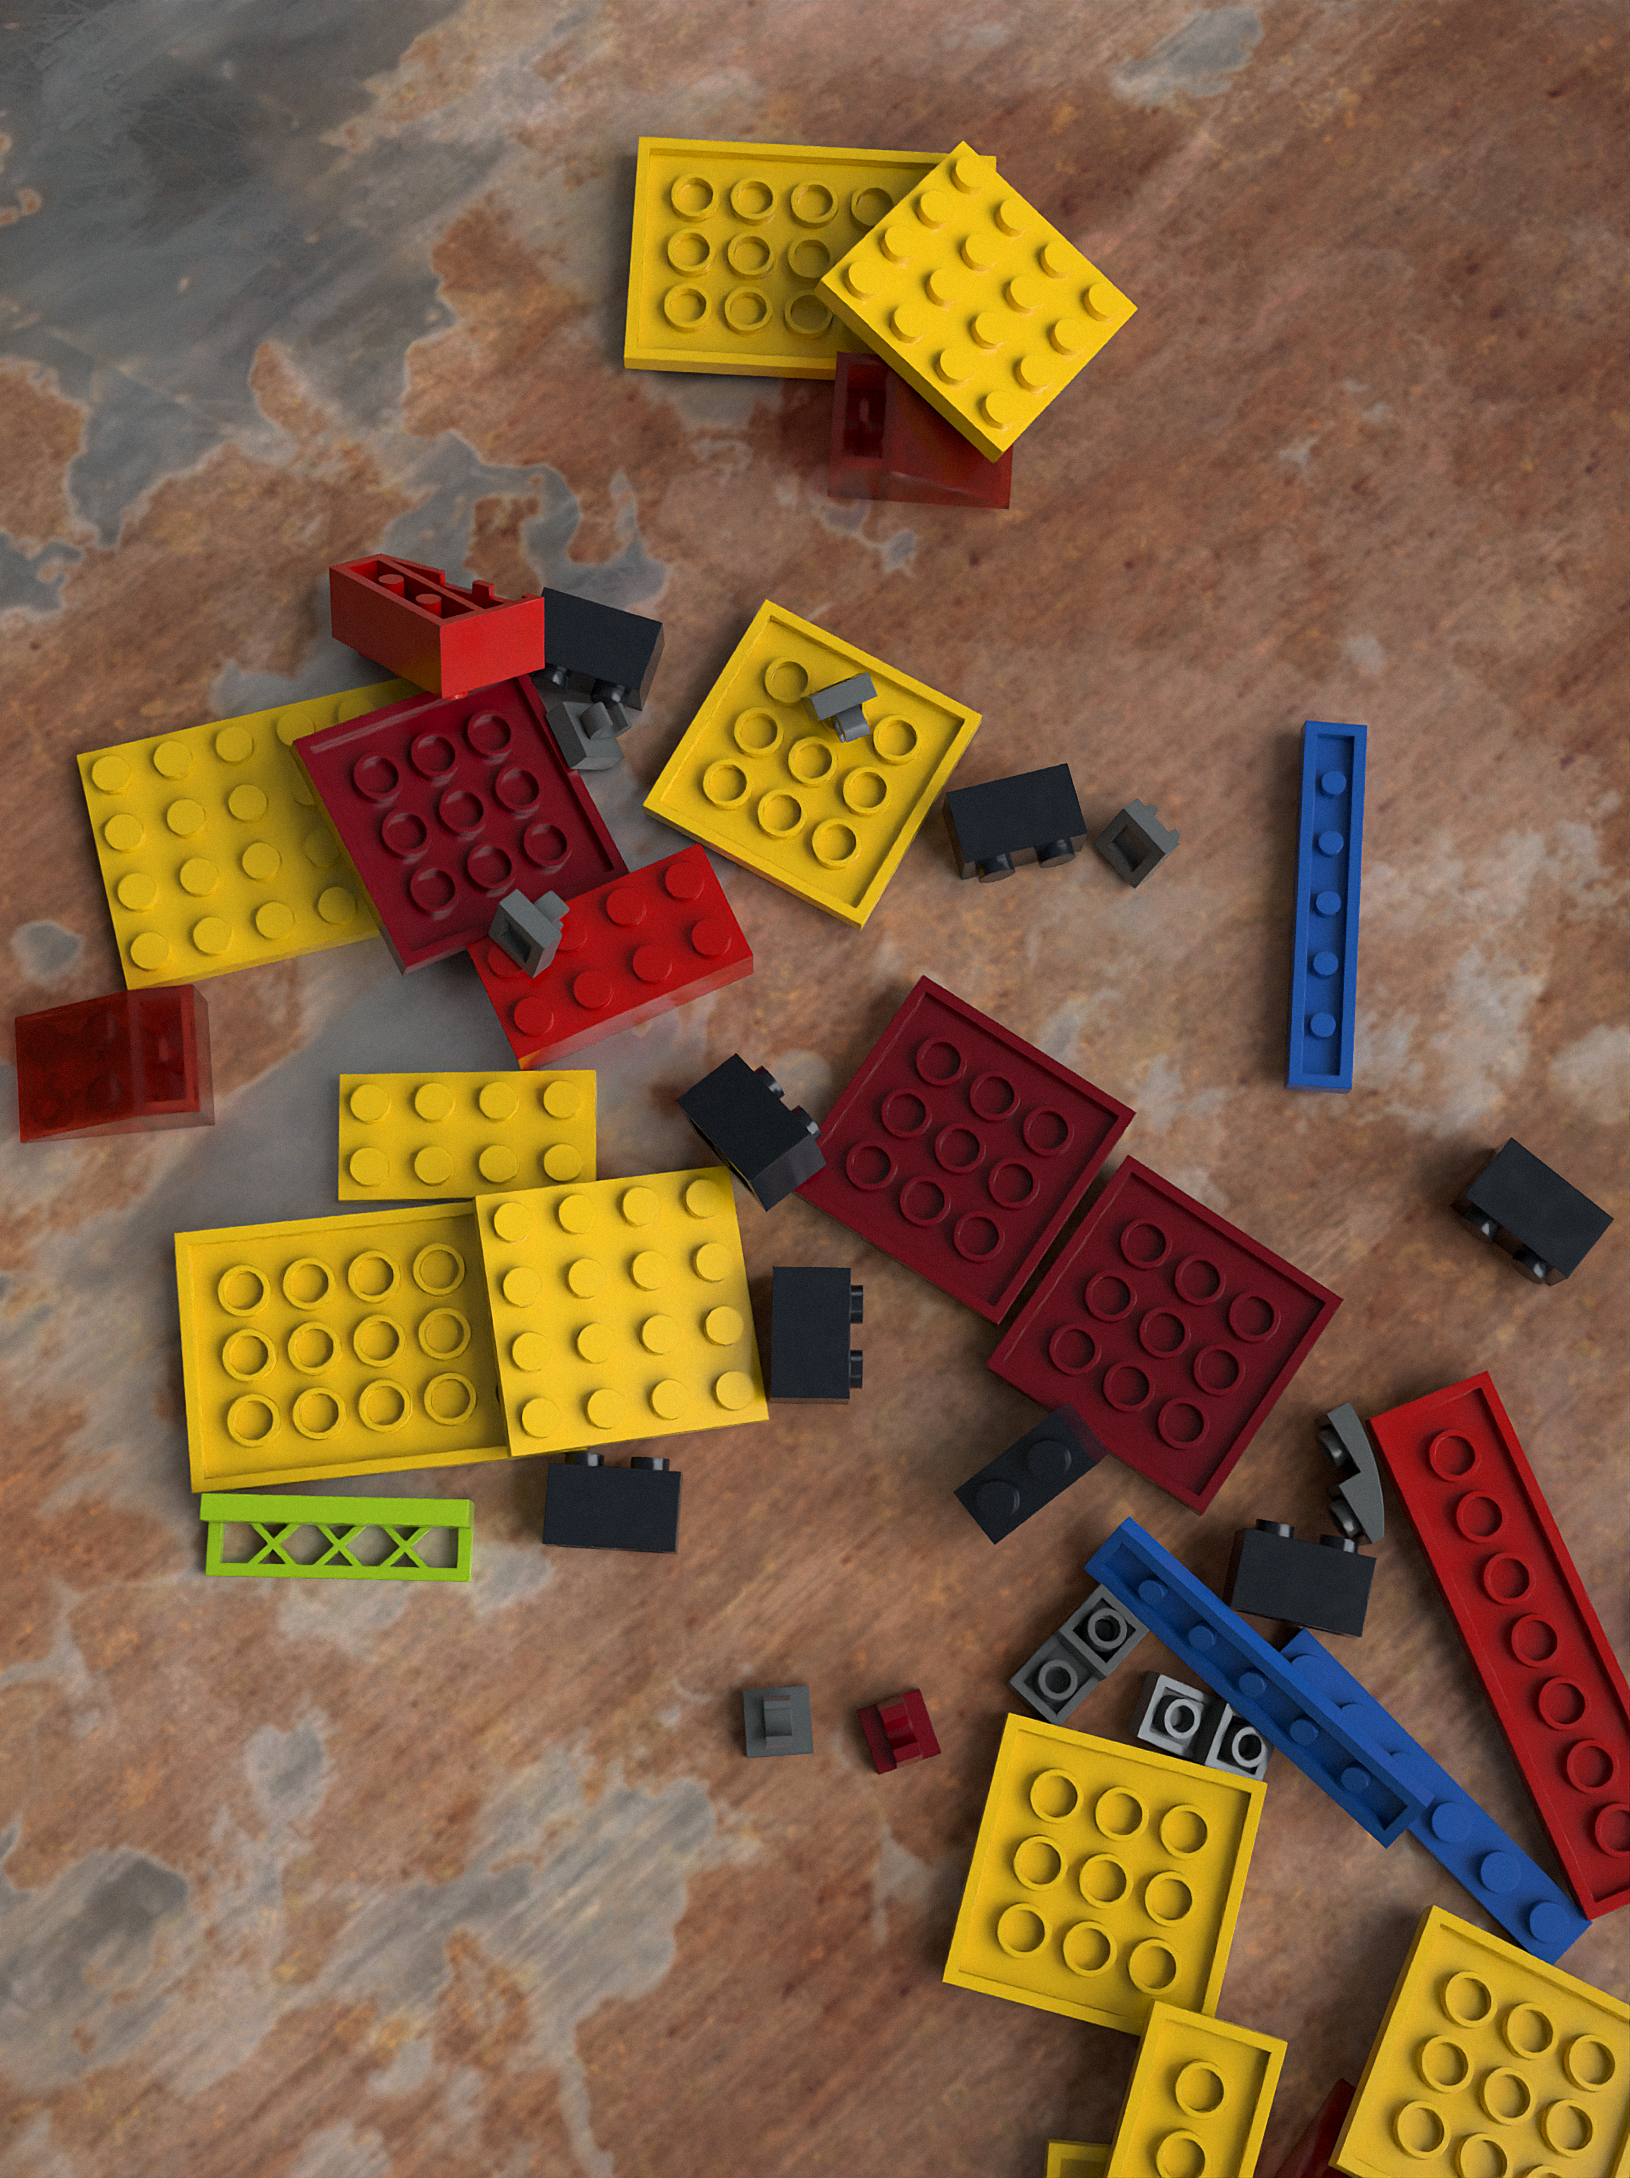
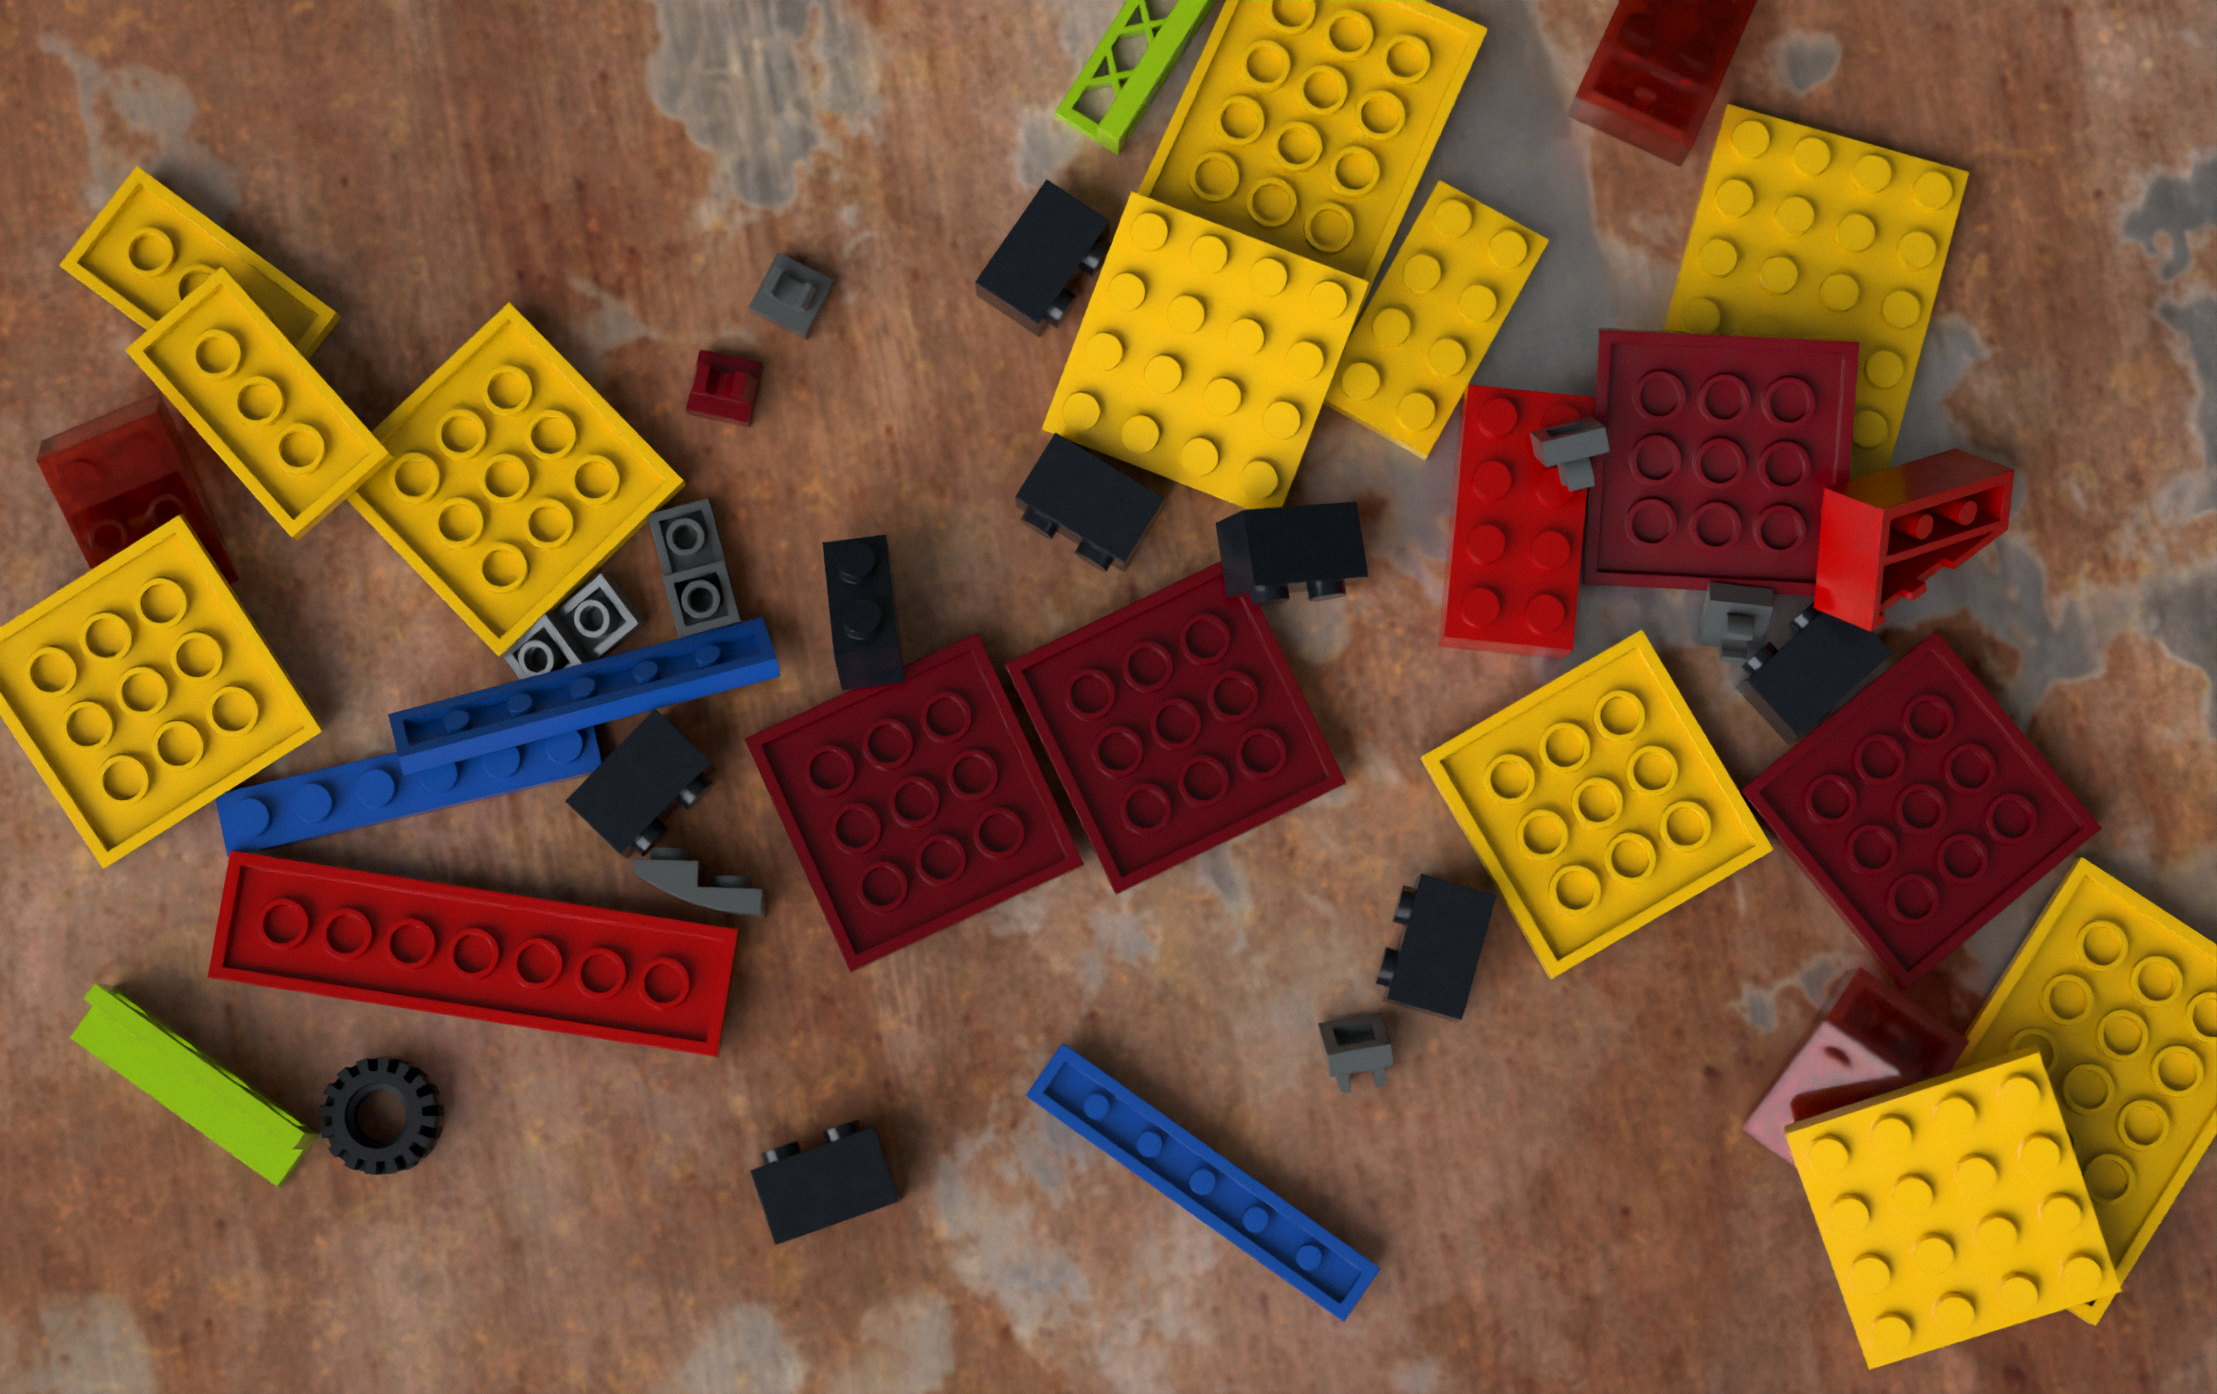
camera: 125 degrees right, 5 degrees up
(661, 504) = (1919, 810): none -> dark red plate
(841, 704) = (1633, 850): dark grey tile -> none

